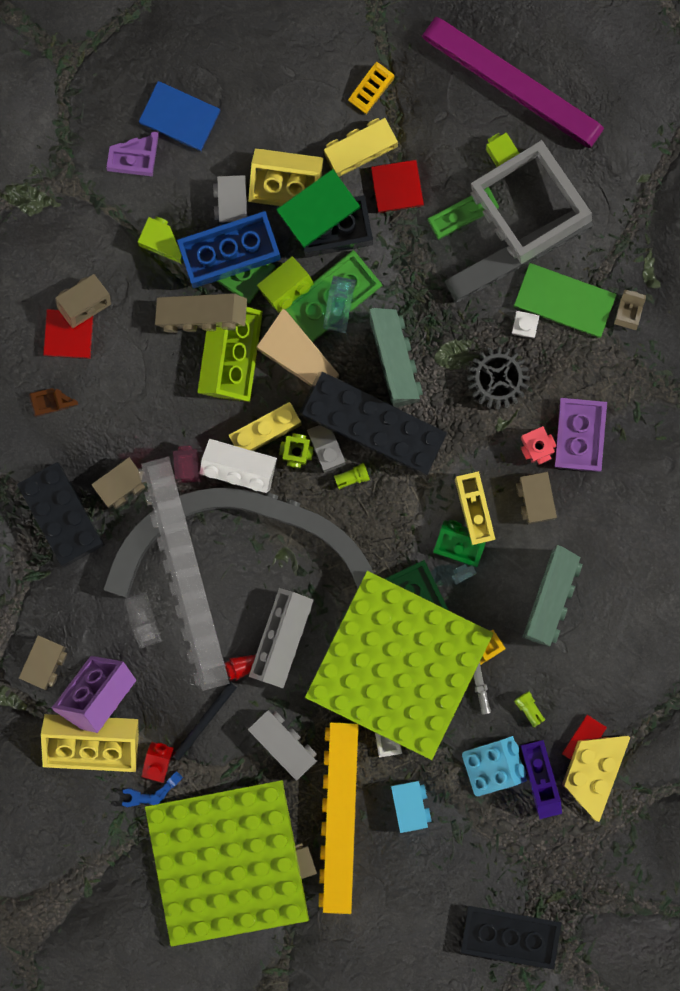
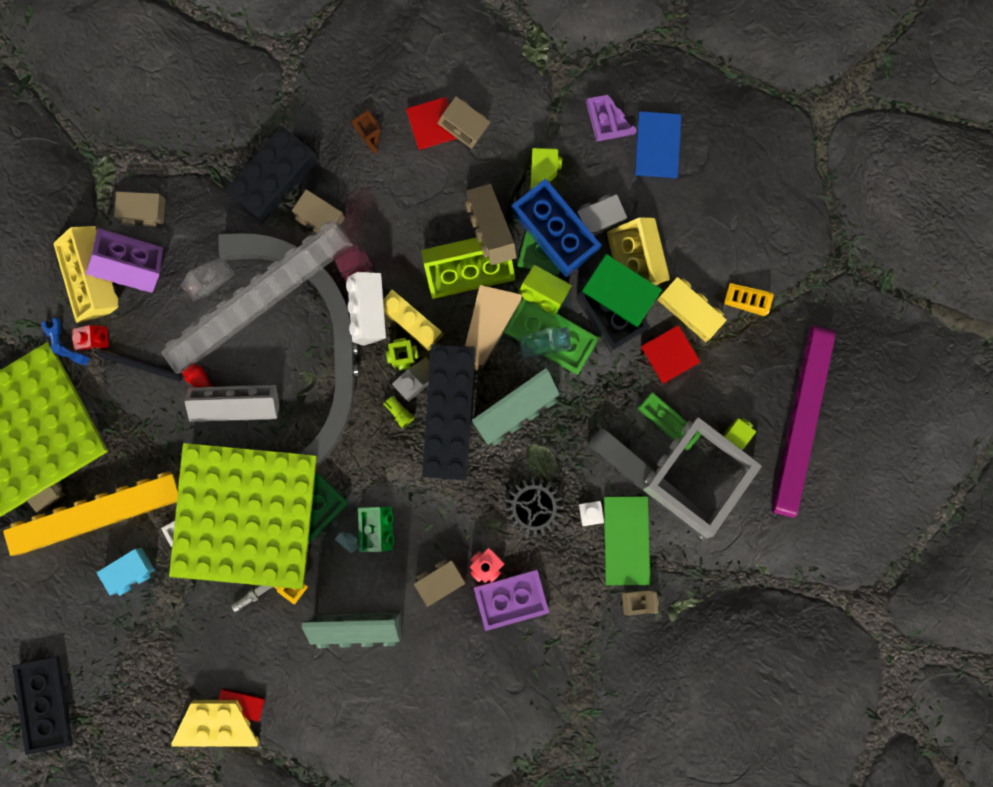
camera: 65 degrees right, 0 degrees up
(283, 744) = (141, 440): light grey brick -> none
(475, 508) = (407, 531): light yellow slope -> none
(494, 766) = (187, 634): medium azure bracket -> none
(526, 704) = (254, 641): lime pin -> none
(541, 779) = (191, 679): dark purple slope -> none

